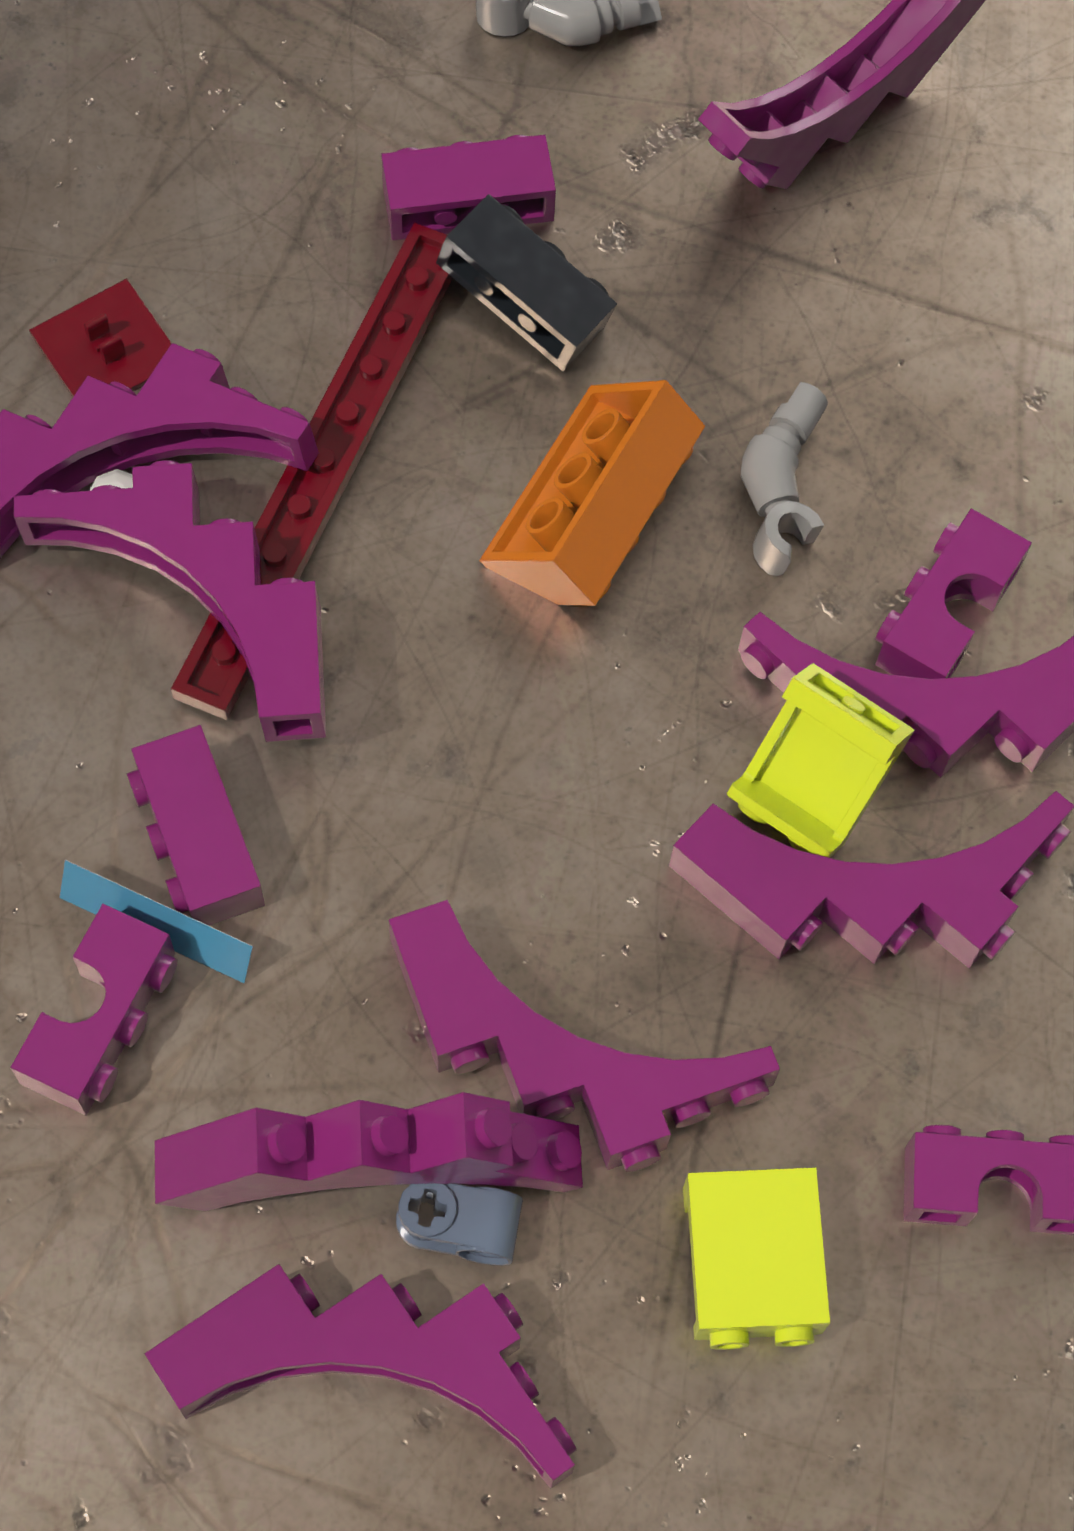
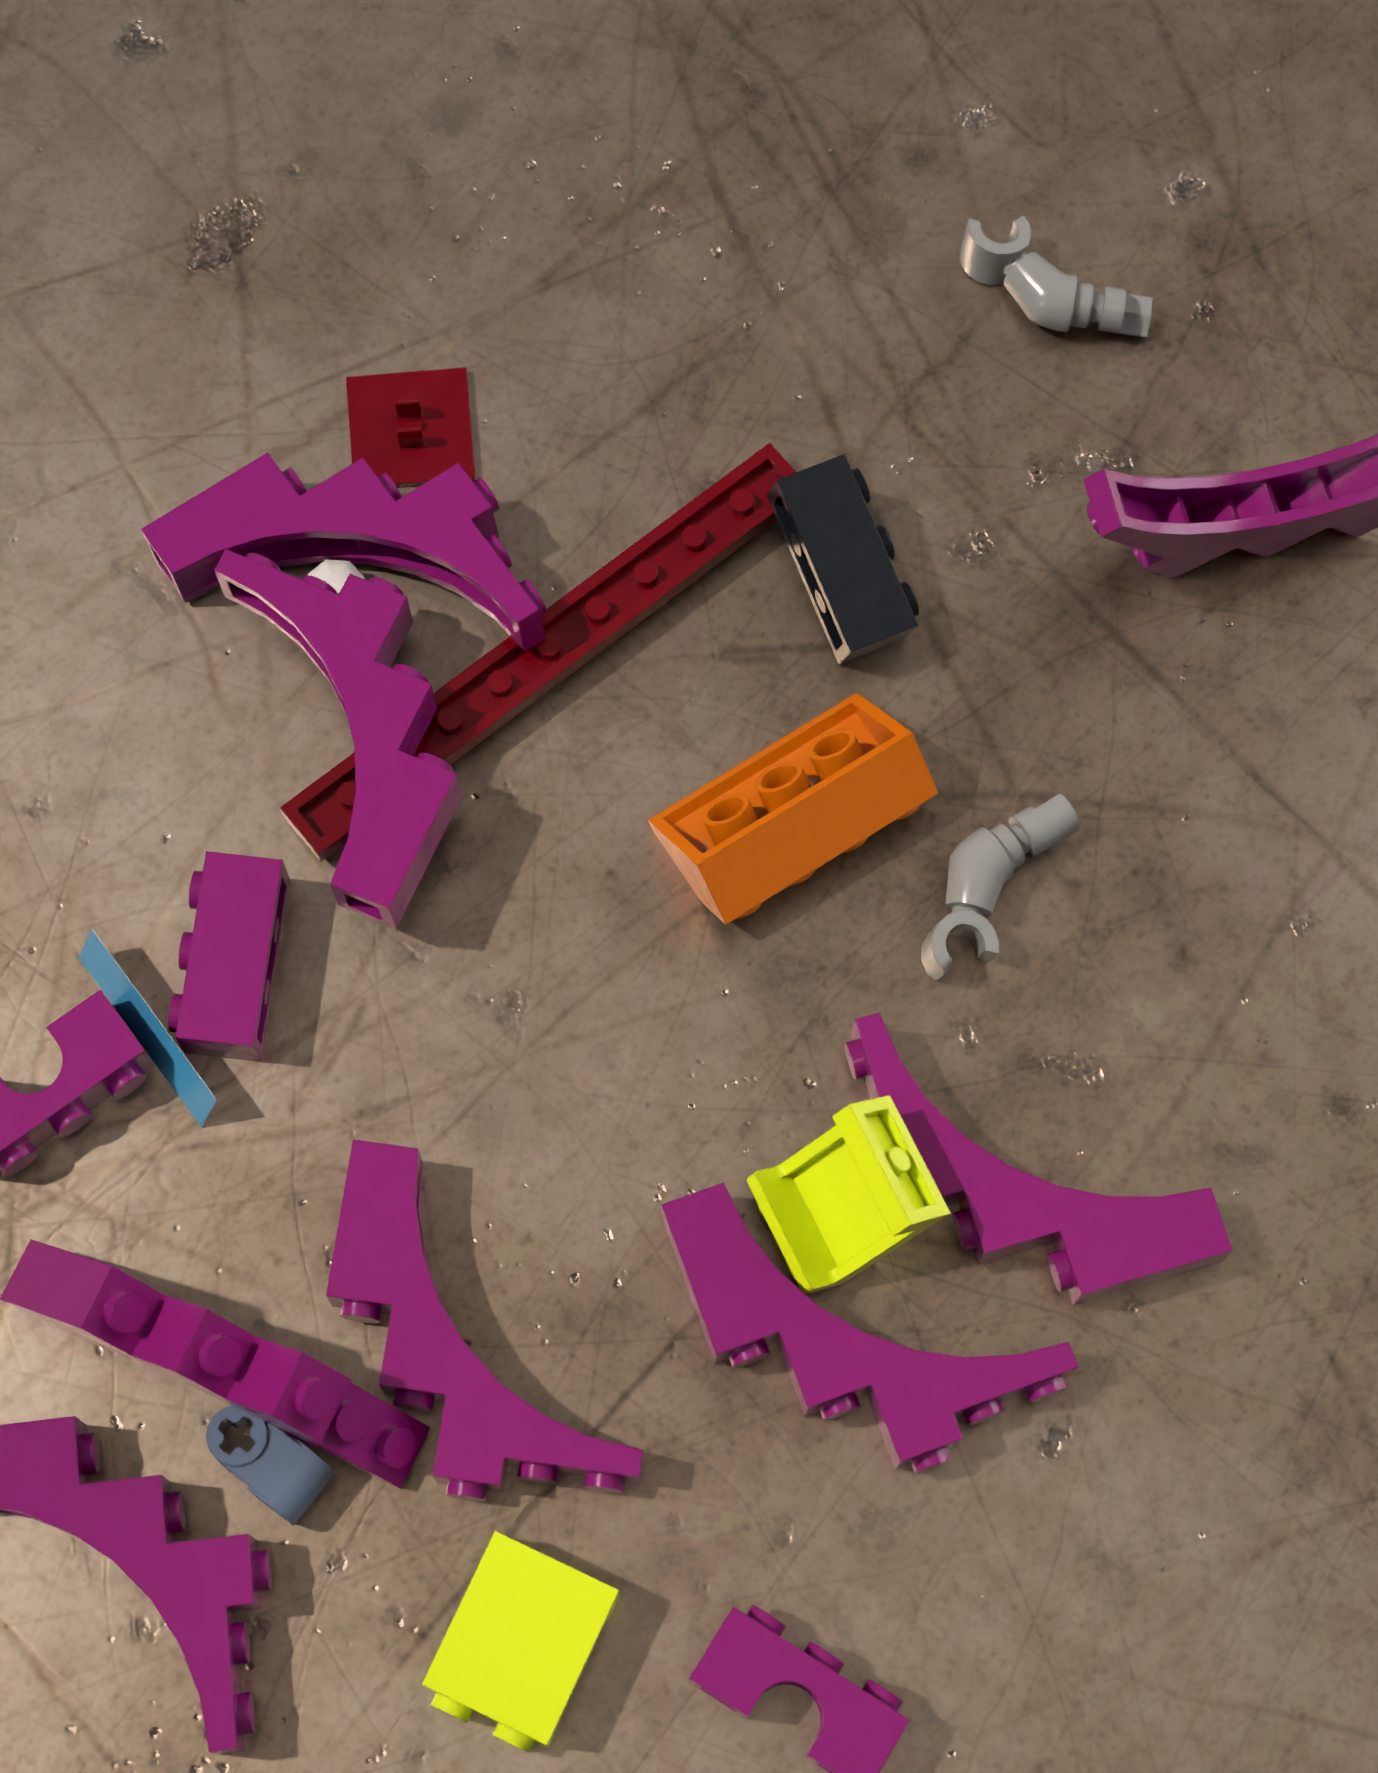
camera: 30 degrees right, 5 degrees up
(447, 182) = (823, 417): magenta brick -> none
(973, 564) = (1130, 1063): magenta arch -> none

